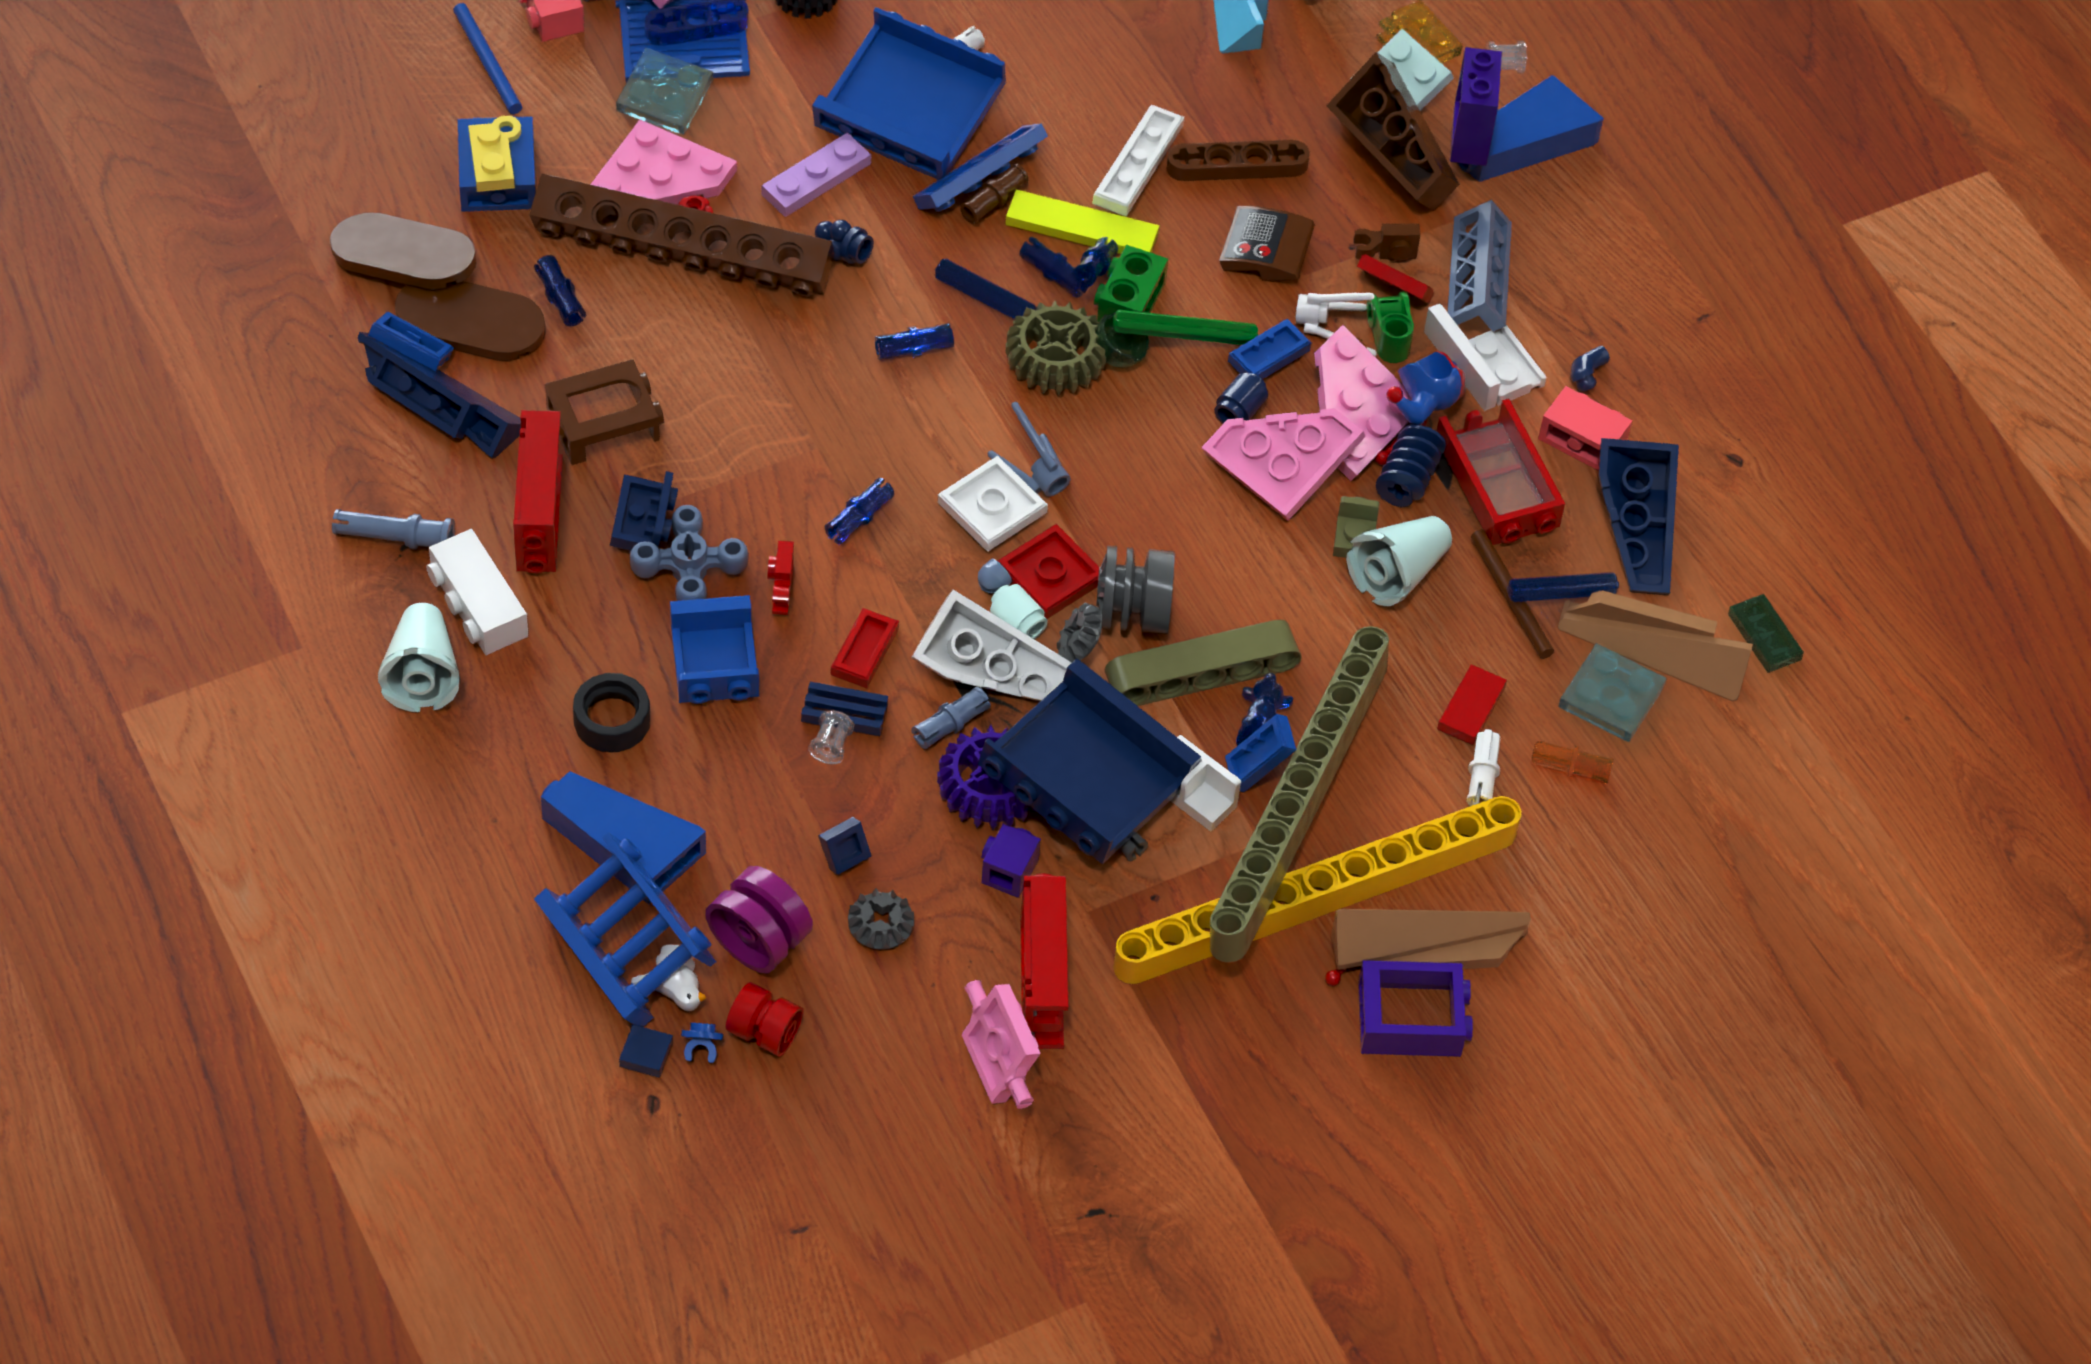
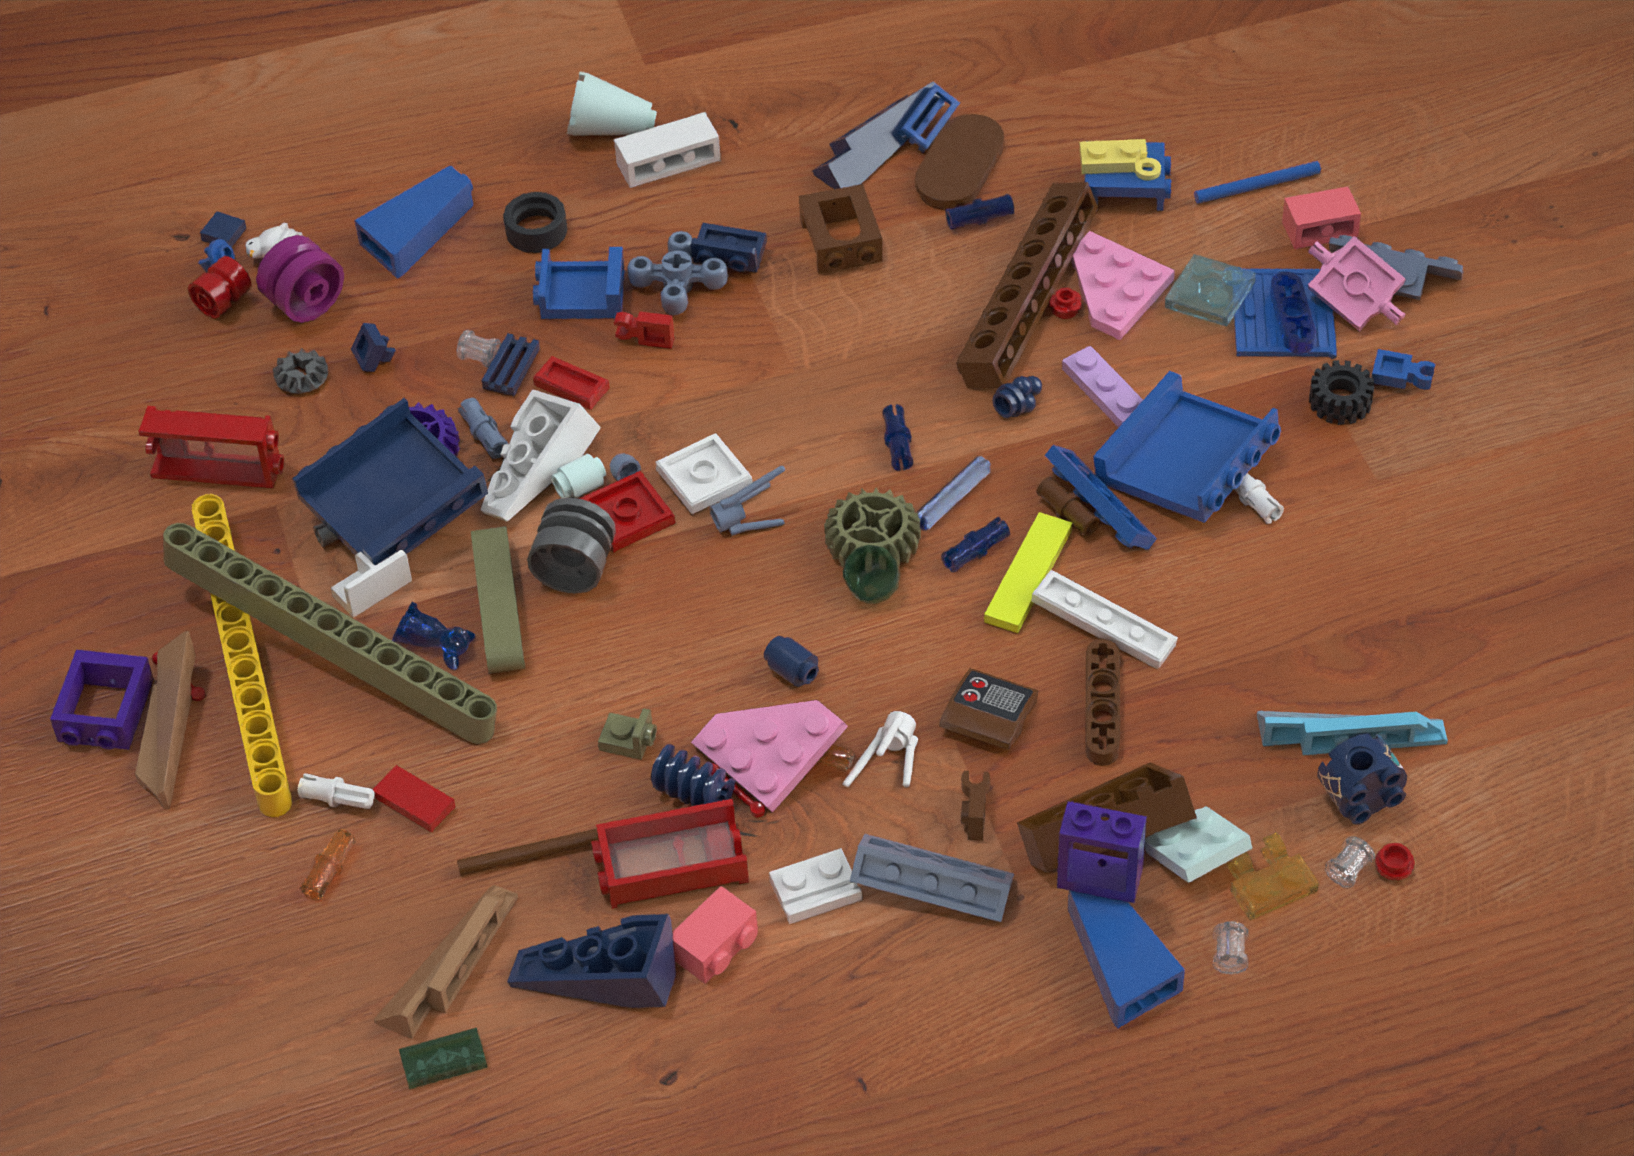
camera: 105 degrees right, 5 degrees down
(403, 250) = (1031, 118): tile -> none
(412, 531) = (736, 116): sand blue pin -> none
(538, 492) = (747, 175): red door -> none
(586, 937) = (316, 204): blue fence -> none
(859, 510) = (713, 386): clear blue pin -> none
(1000, 1043) = (126, 414): bright pink plate -> none
(1009, 859) = (319, 439): dark purple brick -> none
(1080, 632) = (530, 507): dark grey gear -> none
(1095, 261) = (967, 564): clear blue pin -> none
(1132, 282) = (935, 593): green brick -> none
(1184, 327) = (878, 623): green axle -> none
(1261, 751) = (379, 615): blue plate -> none
(1270, 350) = (851, 693): blue plate -> none
(1284, 454) = (714, 678): bright pink plate -> none
(1391, 326) = (868, 792): green piece -> none
(1395, 278) = (926, 803): red tile -> none
(1397, 557) = (578, 751): light aqua cone -> none
(1432, 386) = (771, 797): blue piece -> none
(1451, 340) = (815, 842): white tile -> none
(1561, 586) = (524, 885): clear blue axle -> none
(1585, 365) = (801, 953): dark blue arm -> none
(1612, 692) = (401, 913): clear light blue plate -> none

